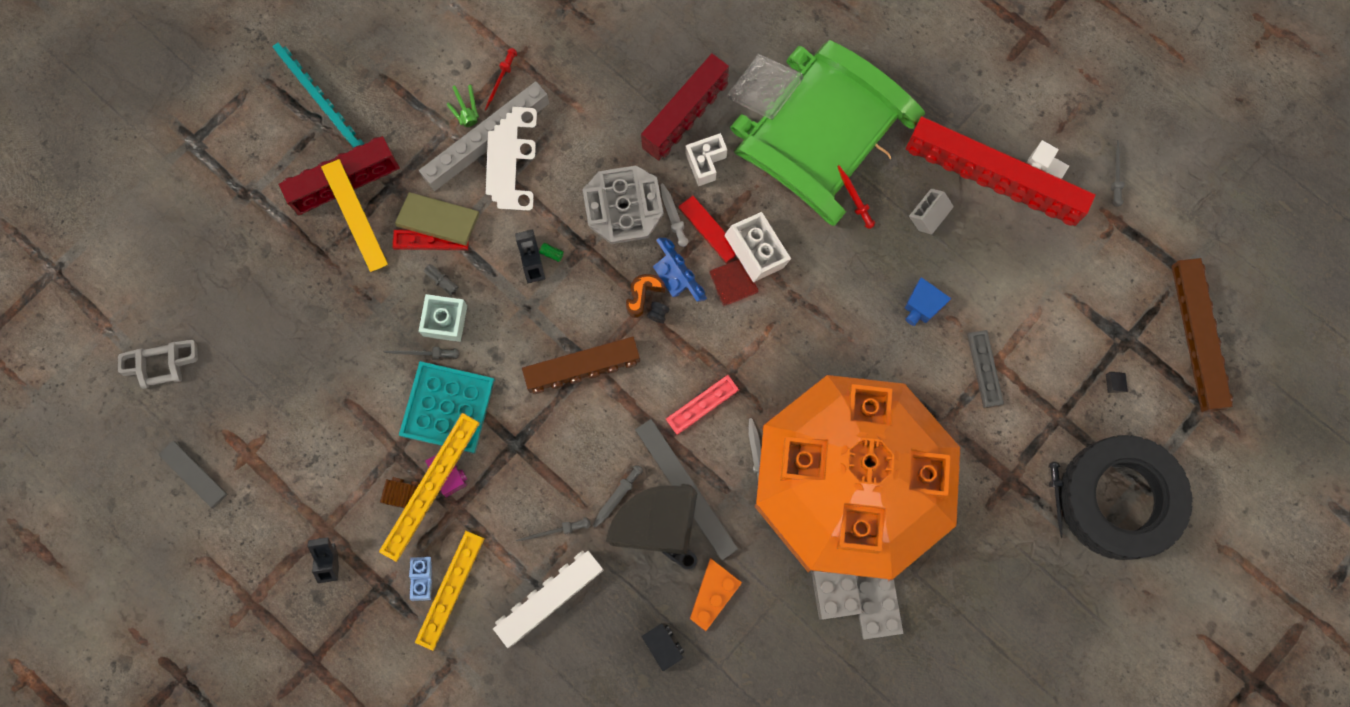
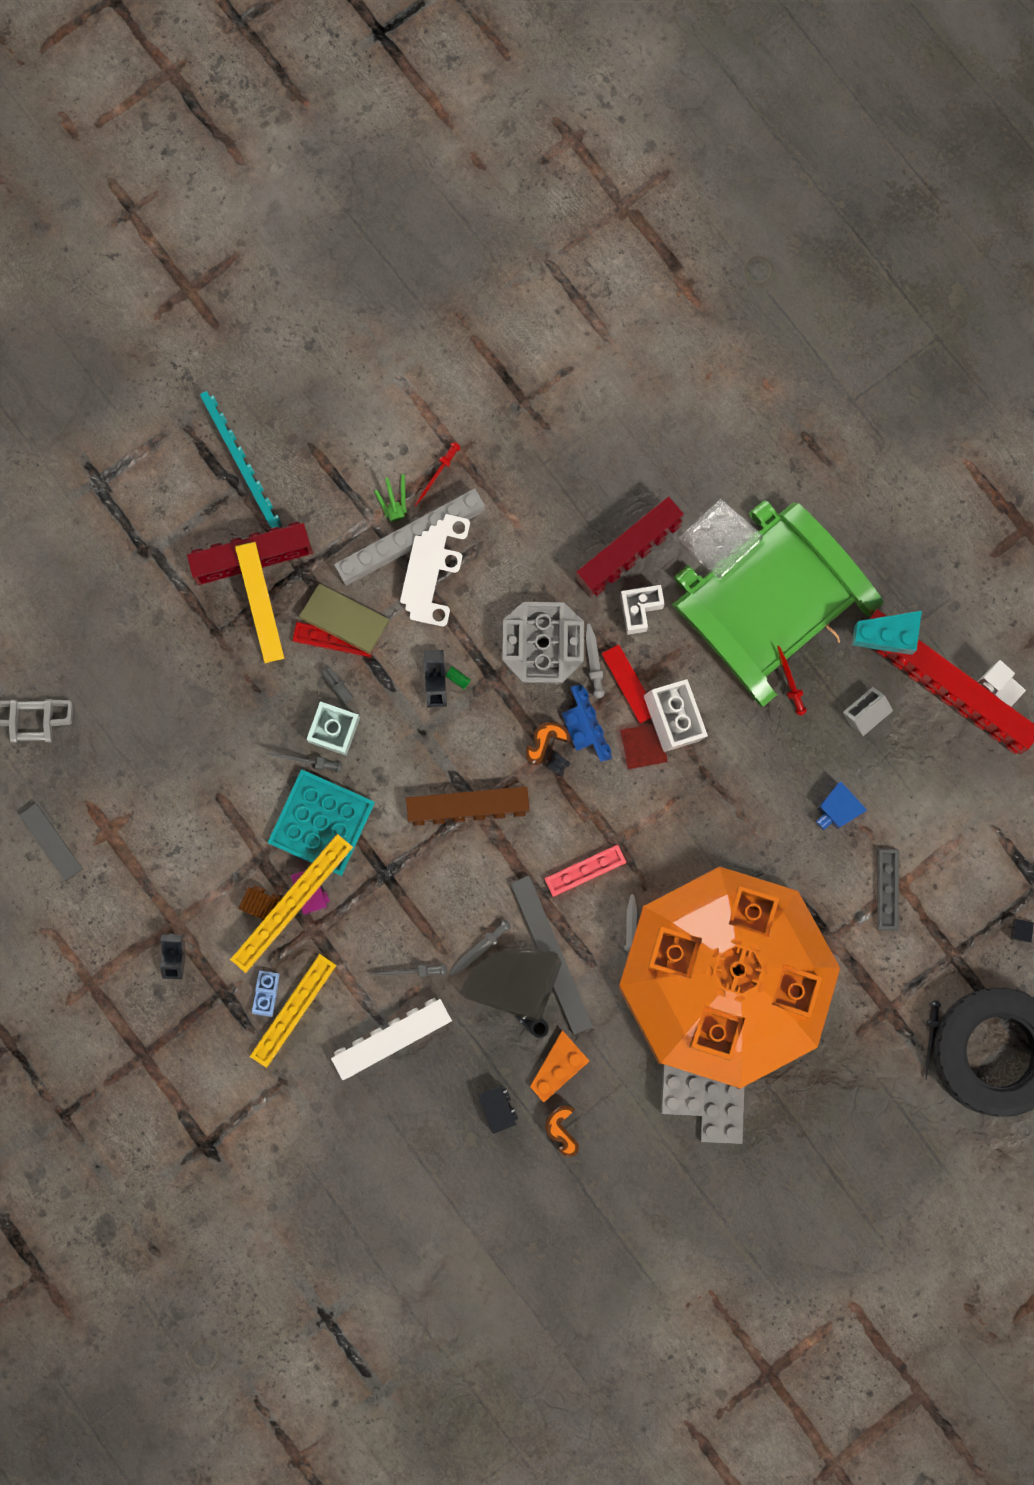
camera: 10 degrees right, 5 degrees up
(726, 658) = (558, 1133): none -> reddish brown animal
(937, 133) = (889, 633): none -> teal wedge

